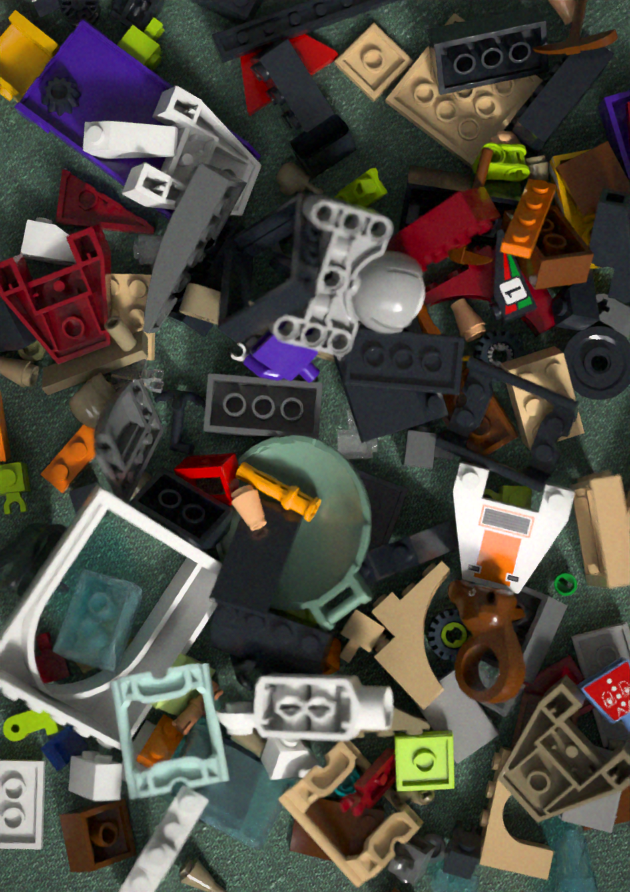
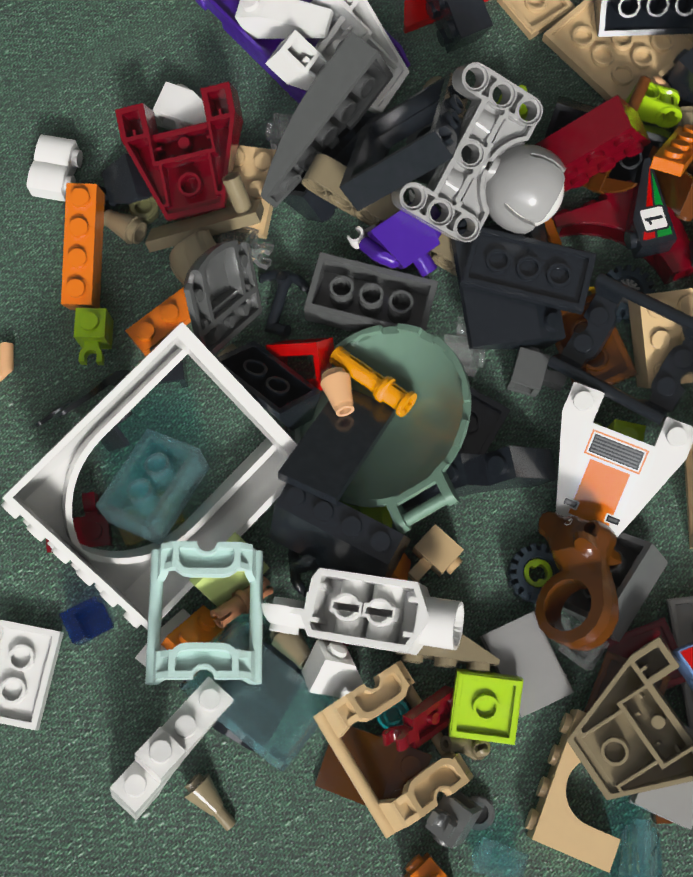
camera: 15 degrees right, 10 degrees down
(24, 723) = (53, 585): lime leg -> none
(84, 207) = (250, 93): dark red wing -> none
(95, 776) = (113, 655): white brick -> none
(97, 835) = (101, 726): reddish brown slope -> none
(307, 145) = (485, 50): black piece -> none
(405, 620) = (482, 580): tan arch -> none
(462, 852) = (514, 822): black brick -> none
(468, 321) = (604, 259): light nougat cone -> none
(561, 587) = (673, 534): green hinge -> none

